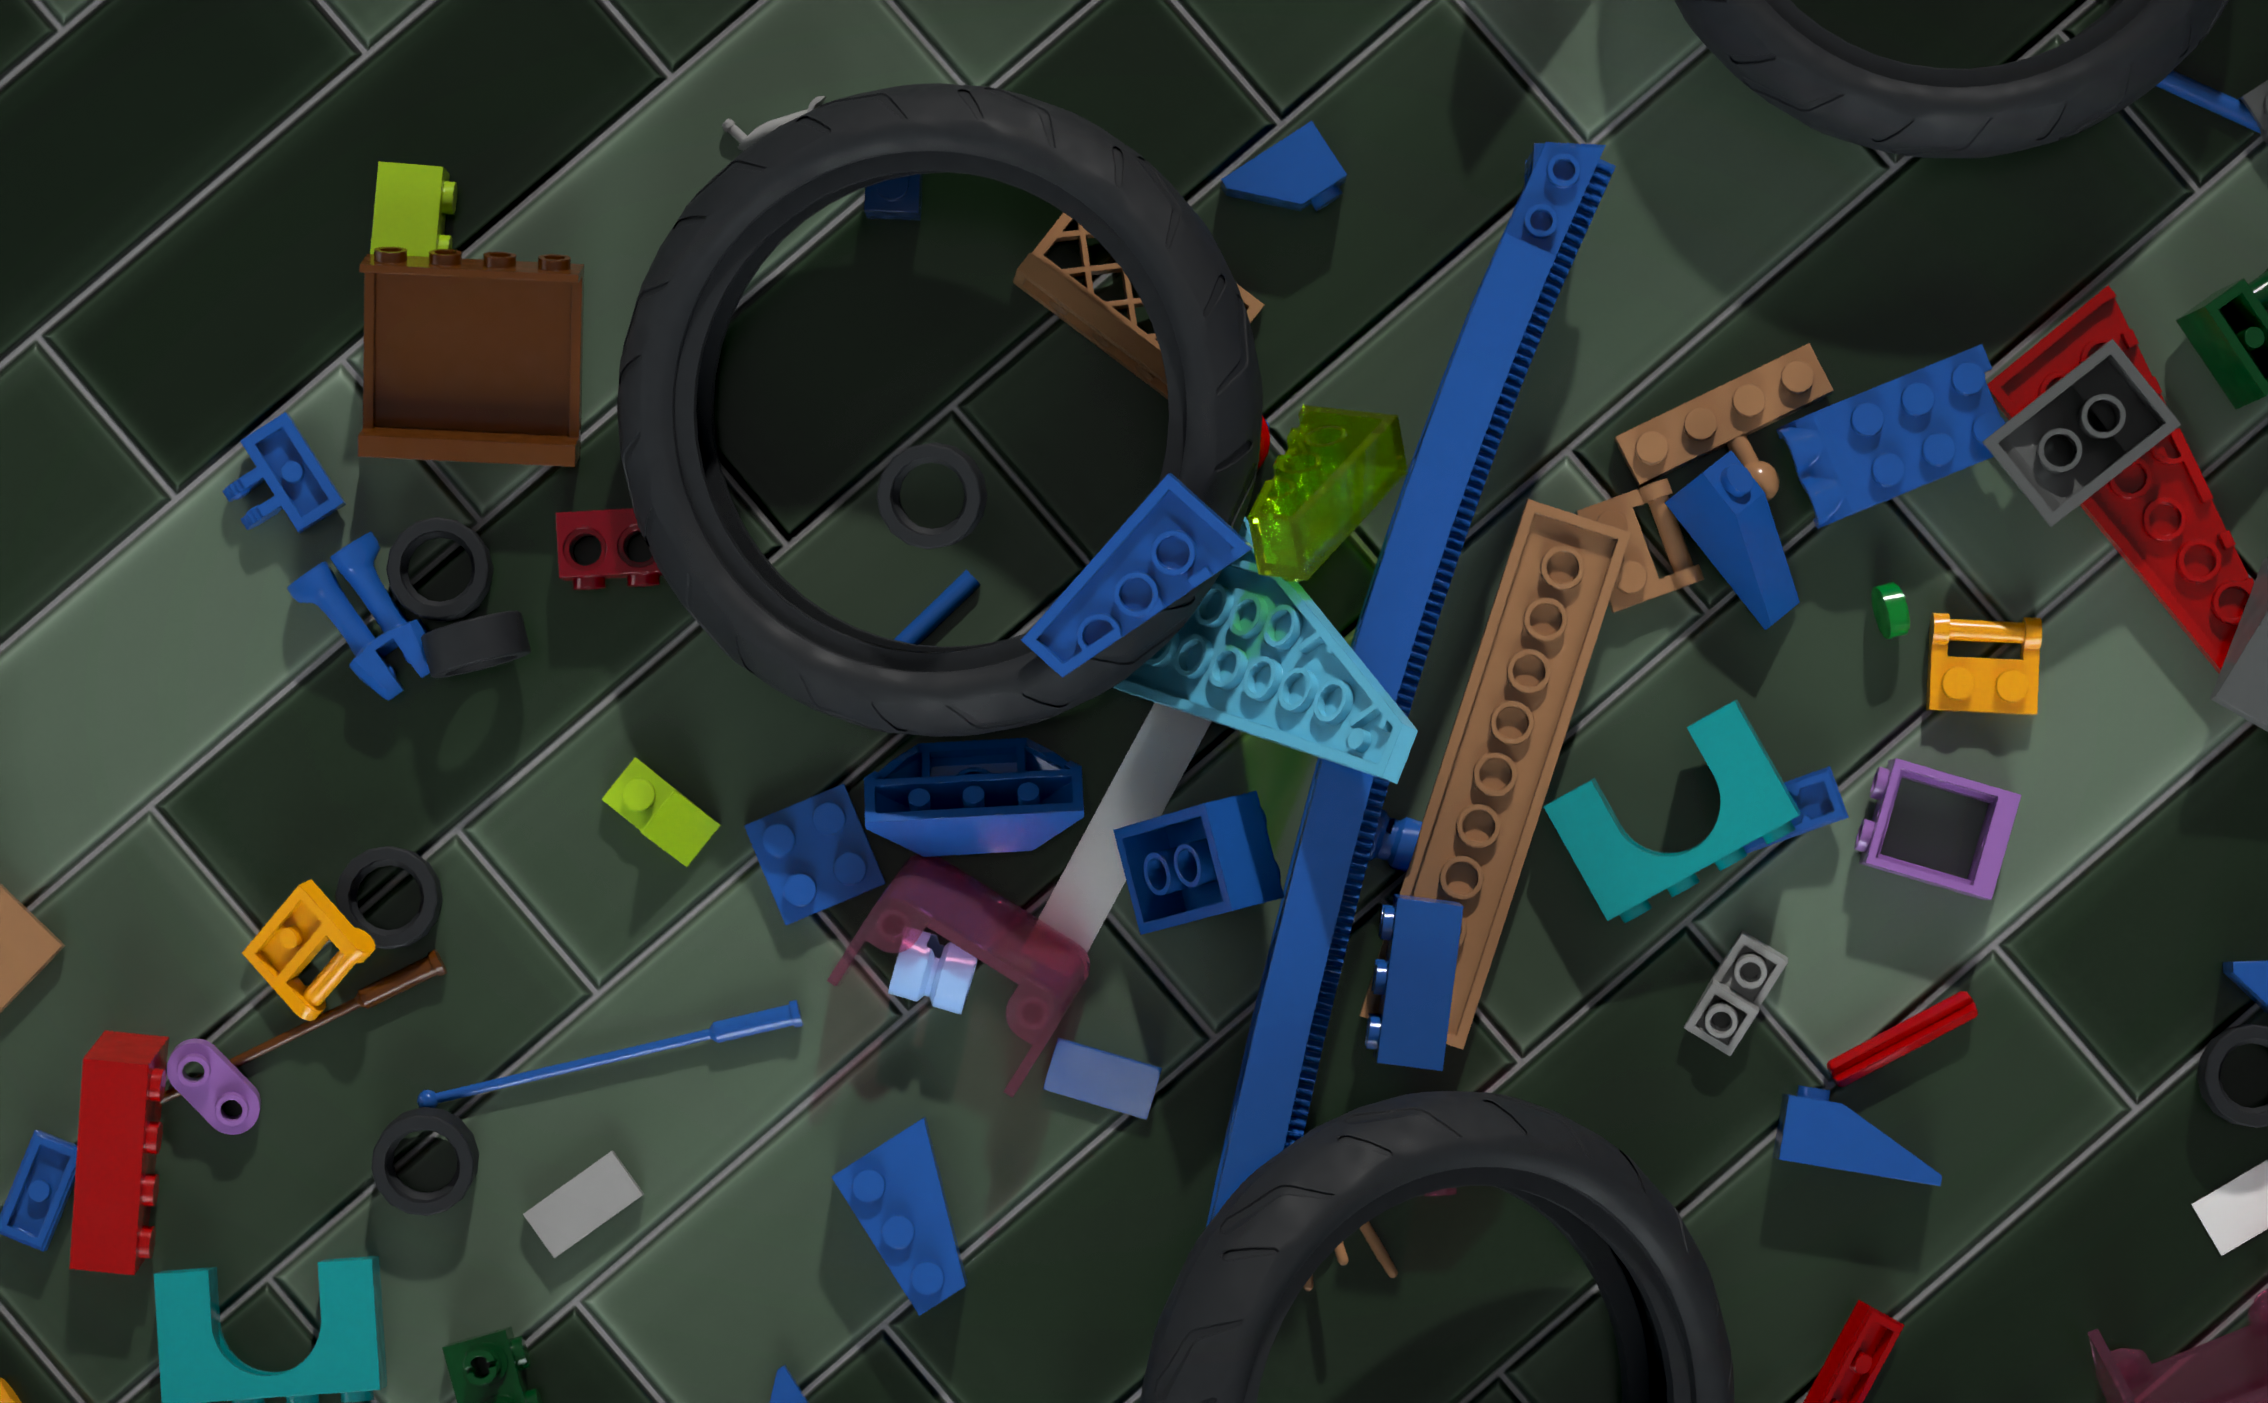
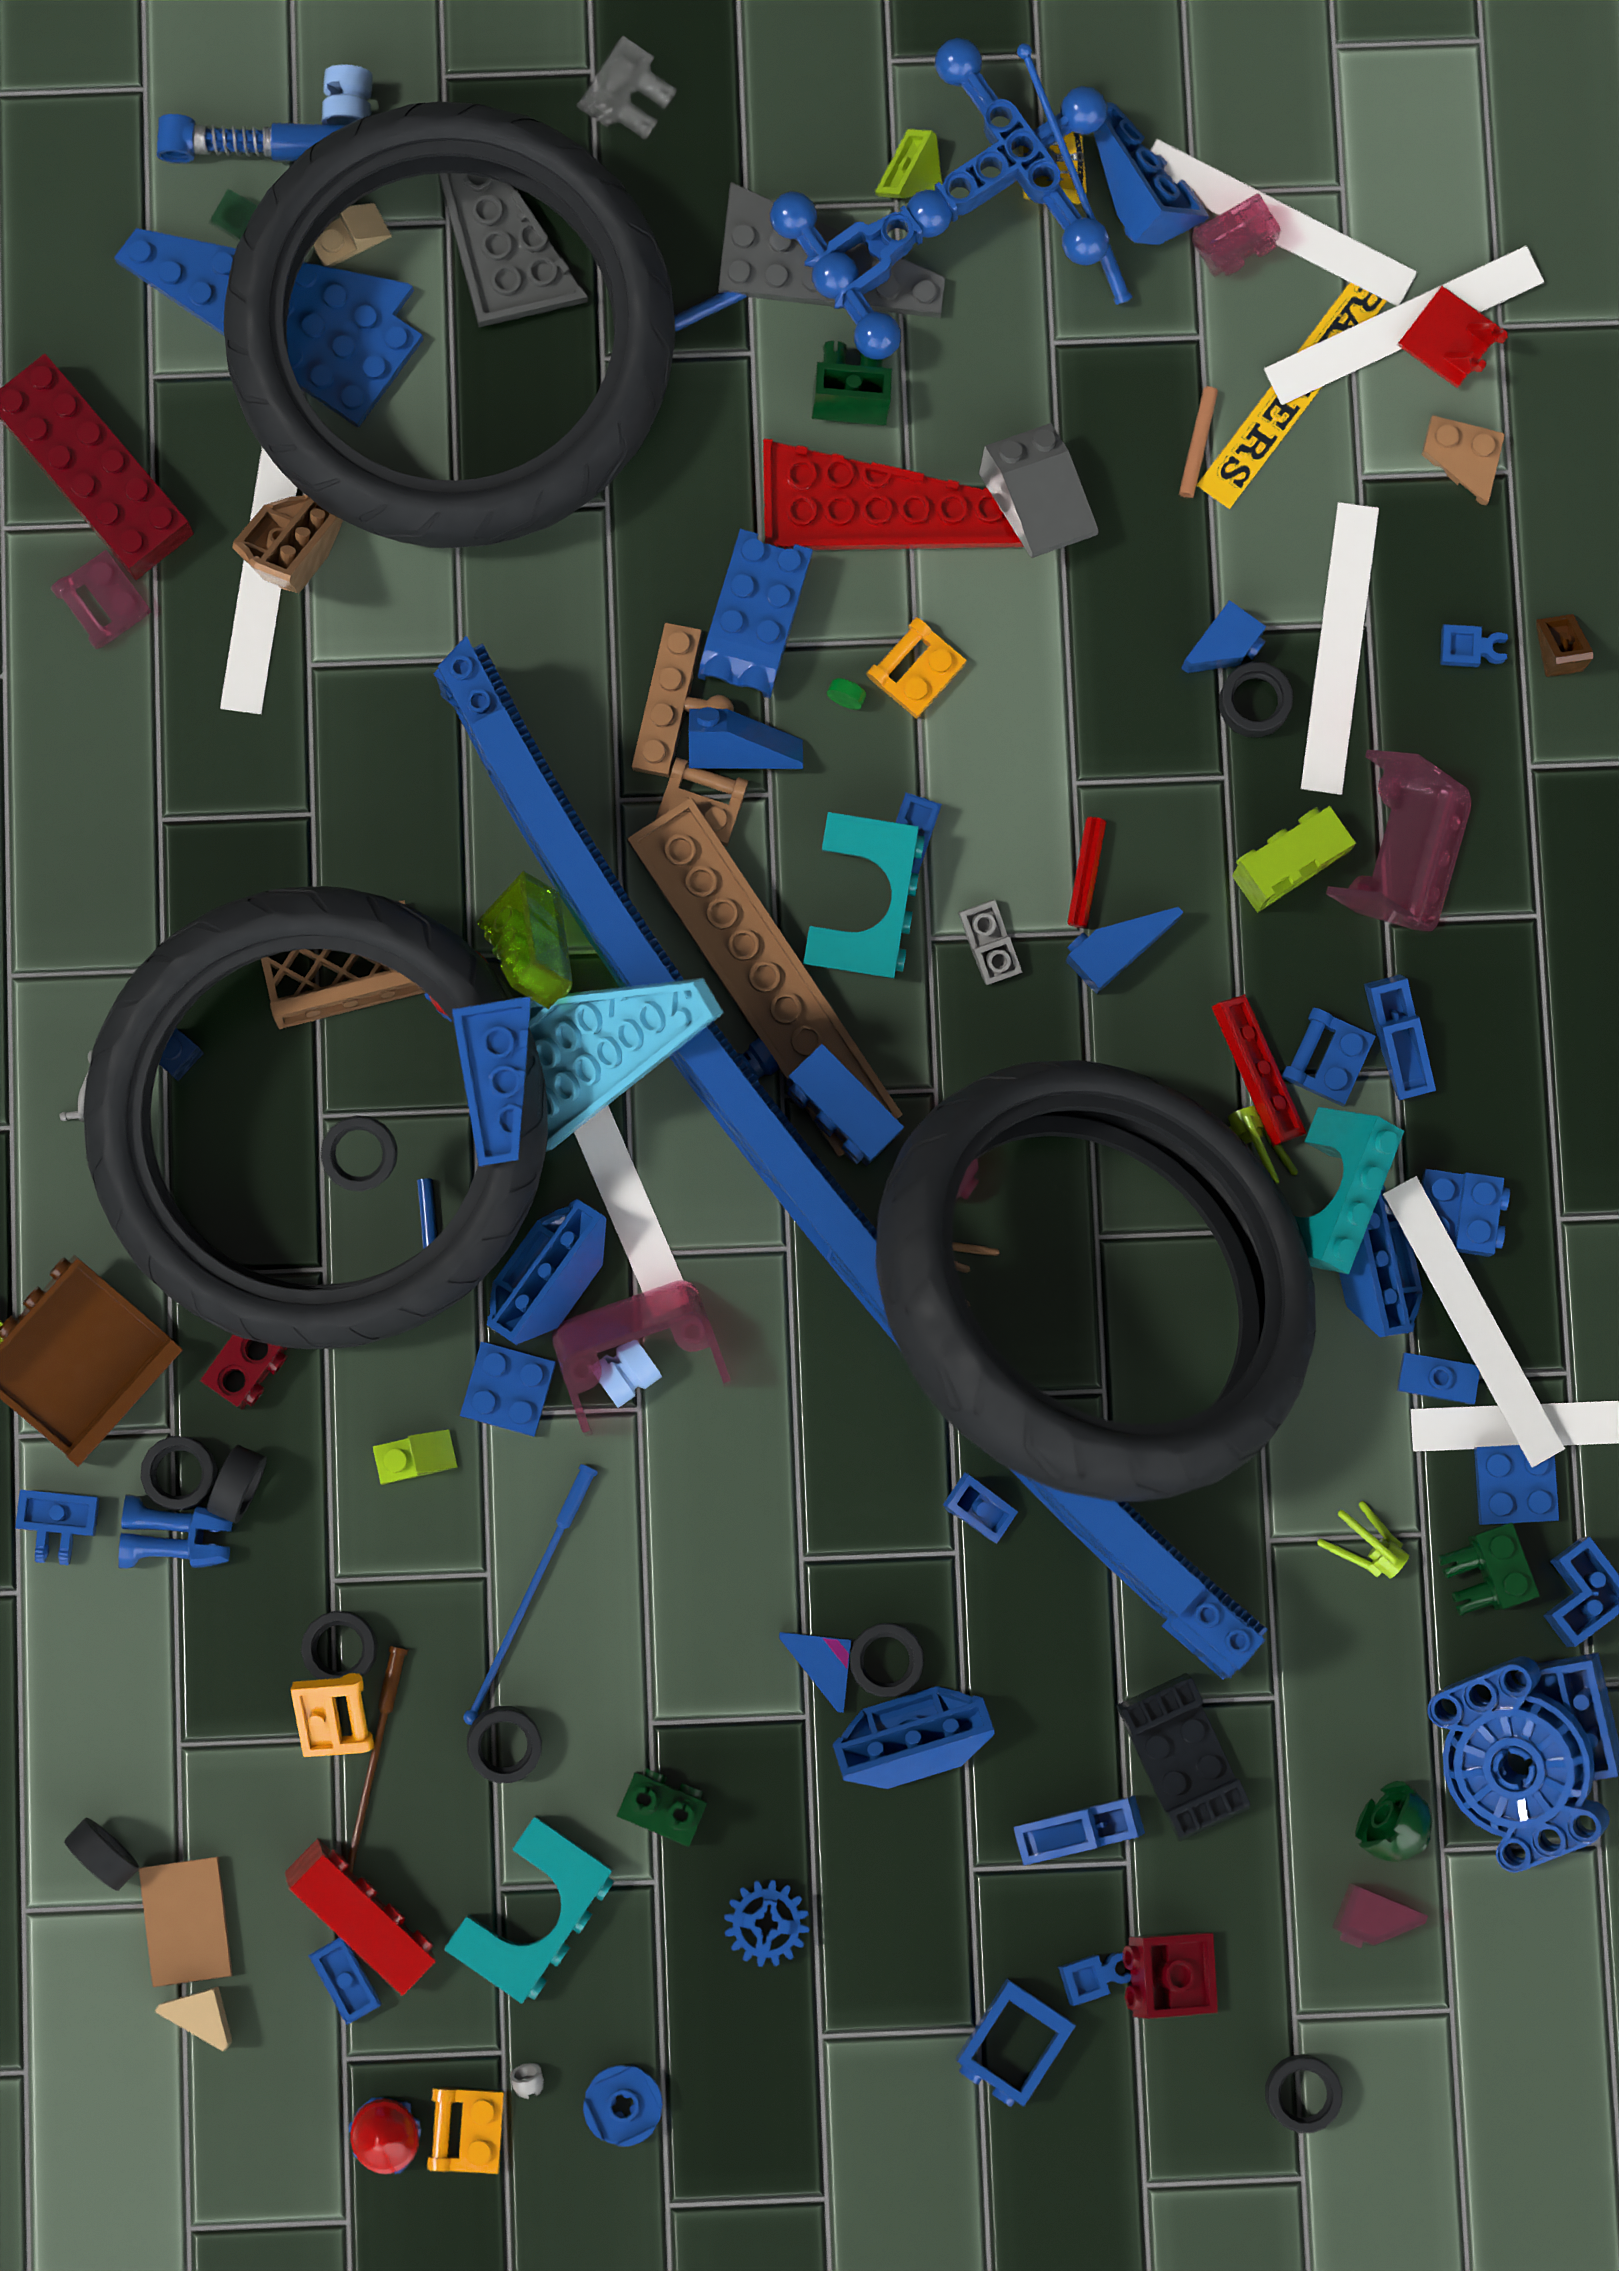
camera: 55 degrees left, 5 degrees down
(217, 1085) = (366, 1832): medium lavender plate -> none
(583, 1204) = (599, 1674): light grey tile -> none
(906, 1215) = (749, 1495): blue wedge -> none
(1102, 1078) = (760, 1327): blue slope -> none
(1199, 862) = (682, 1174): blue brick -> none
(1290, 173) = (343, 828): blue slope -> none
(1991, 841) = (1015, 736): medium lavender window -> none
(2081, 432) = (831, 511): dark grey slope -> none
(2102, 1258) = (1292, 857): none -> lime wedge

